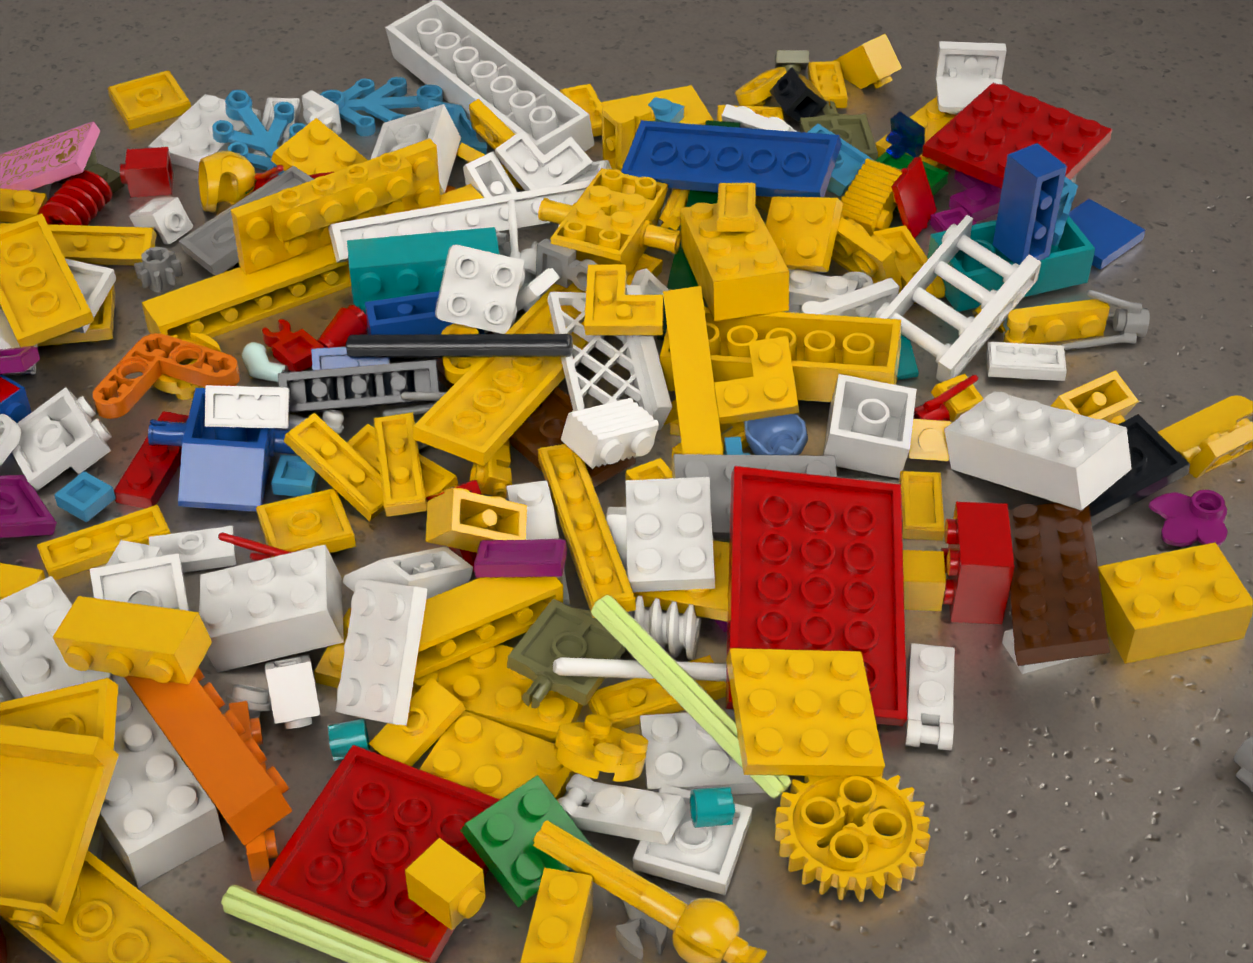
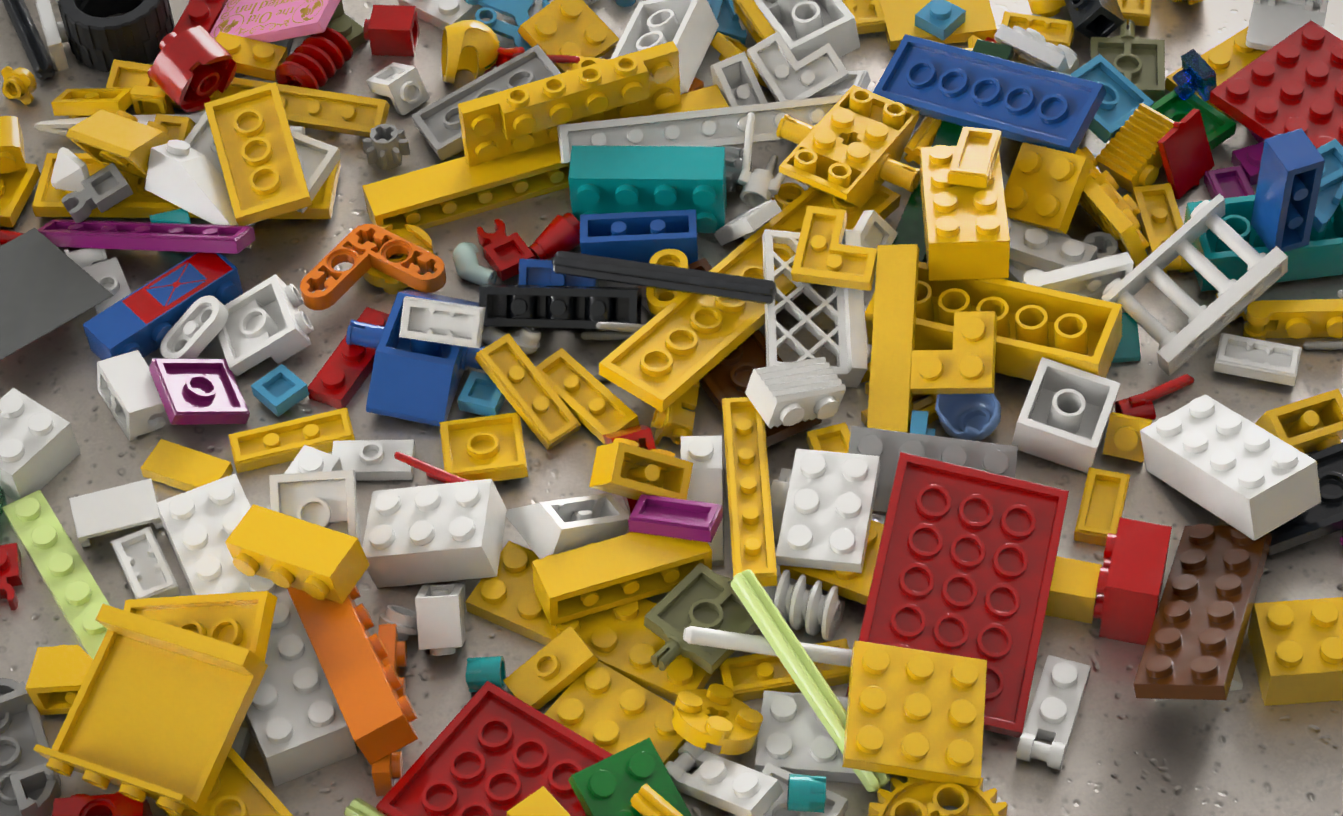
camera: 15 degrees right, 5 degrees up
(381, 651) = (525, 594): white plate -> none
(399, 465) = (583, 397): yellow tile -> none
(480, 289) = (695, 218): white bracket -> none
(564, 264) = (788, 193): light grey plate -> none
(620, 126) = (886, 32): yellow brick -> none
(961, 402) = (1174, 398): yellow tile -> none

